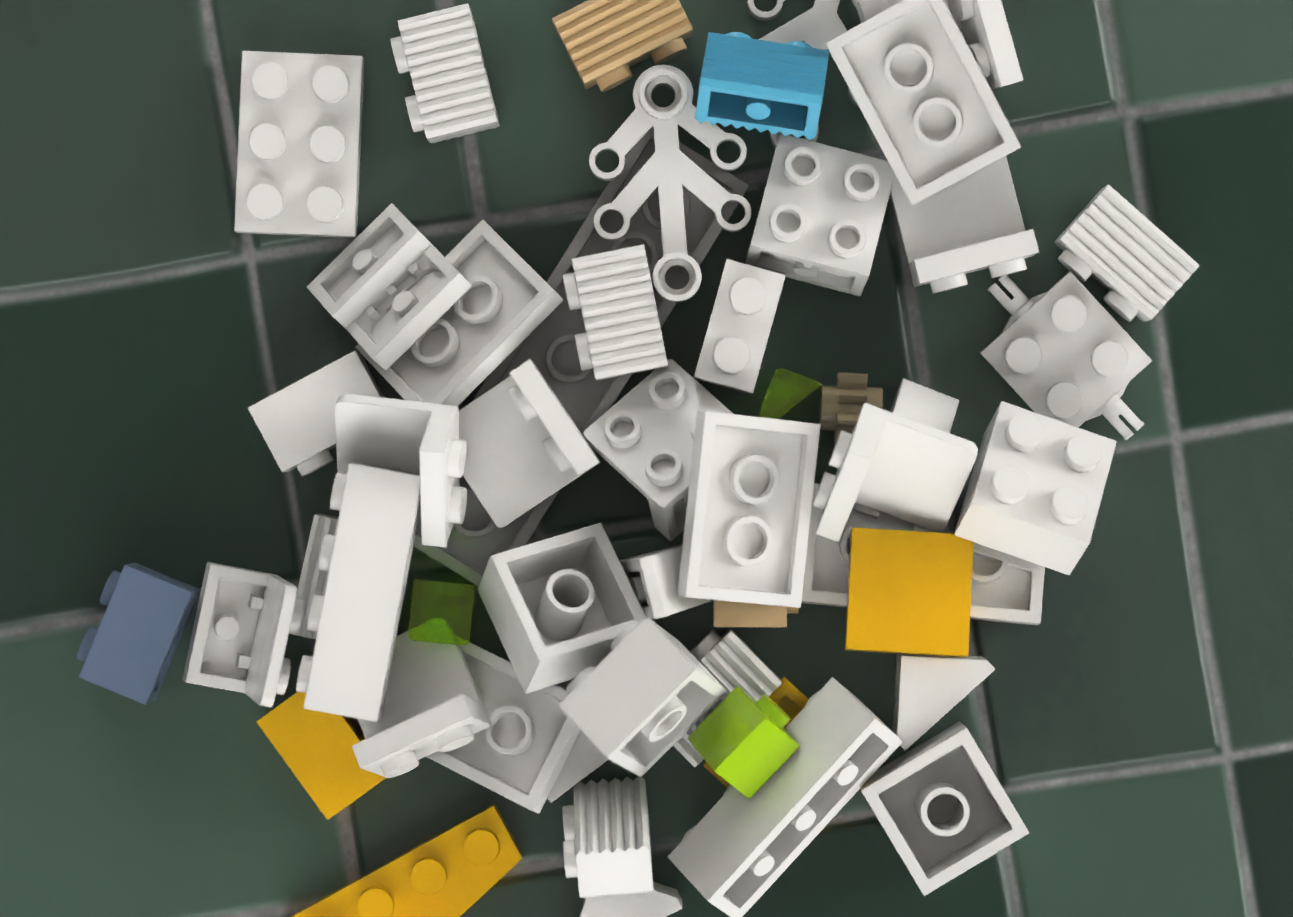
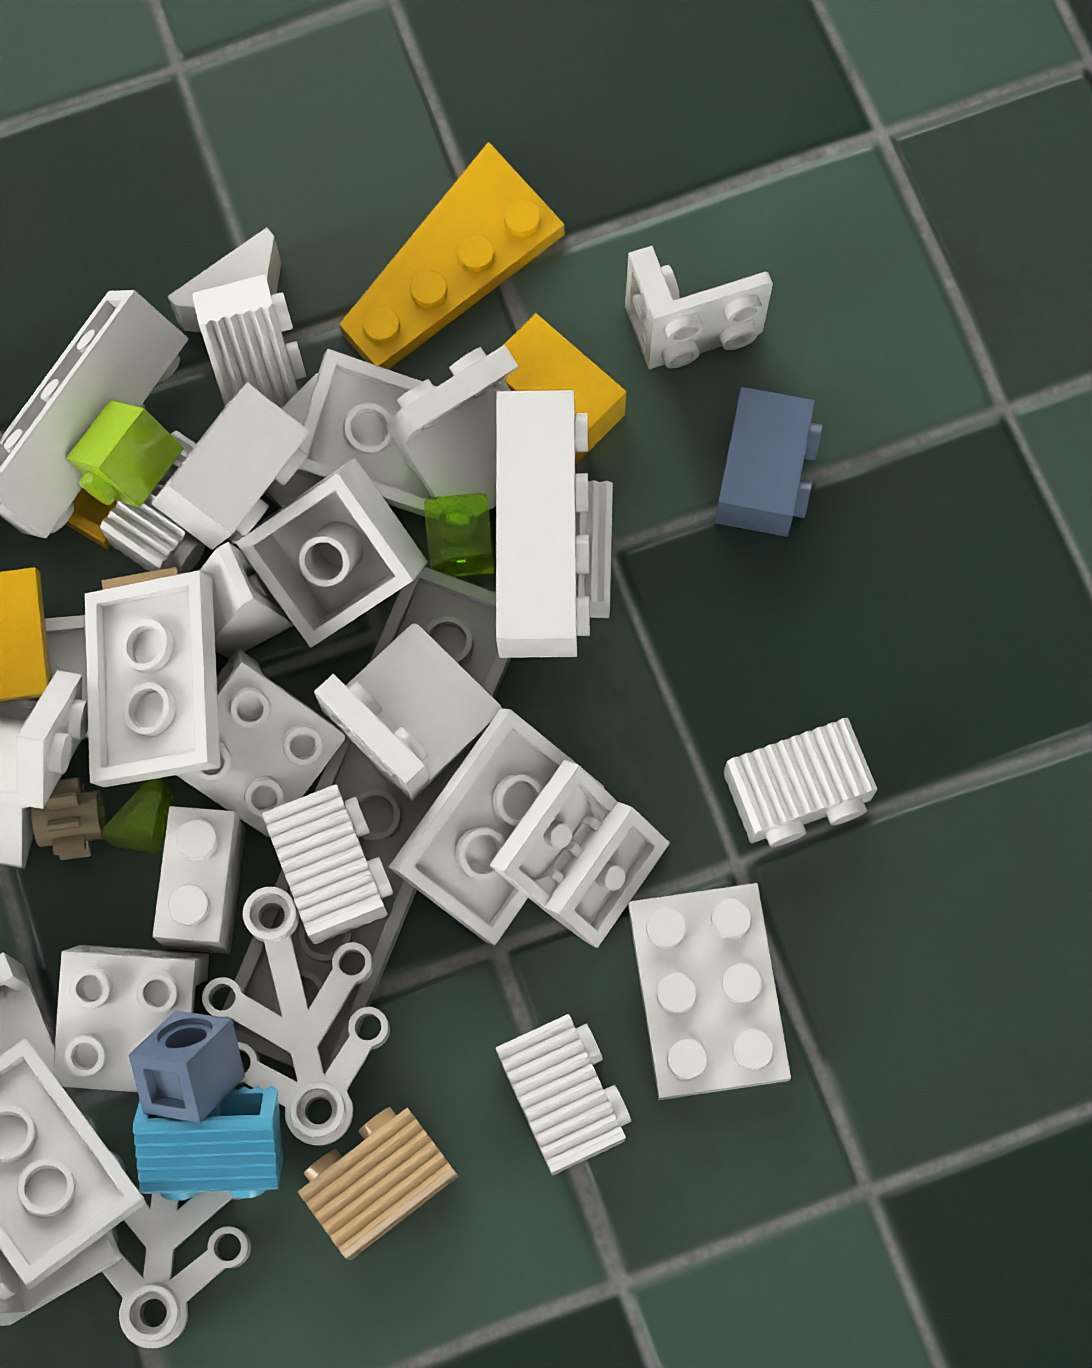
camera: 170 degrees right, 15 degrees down
(174, 314) = (800, 782): none -> white brick
(214, 802) = (678, 329): none -> white bracket
(243, 632) = (656, 477): white bracket -> none
(301, 417) = (624, 710): white brick -> none
(413, 440) = (519, 687): white bracket -> none
(767, 145) = (187, 1066): none -> sand blue brick

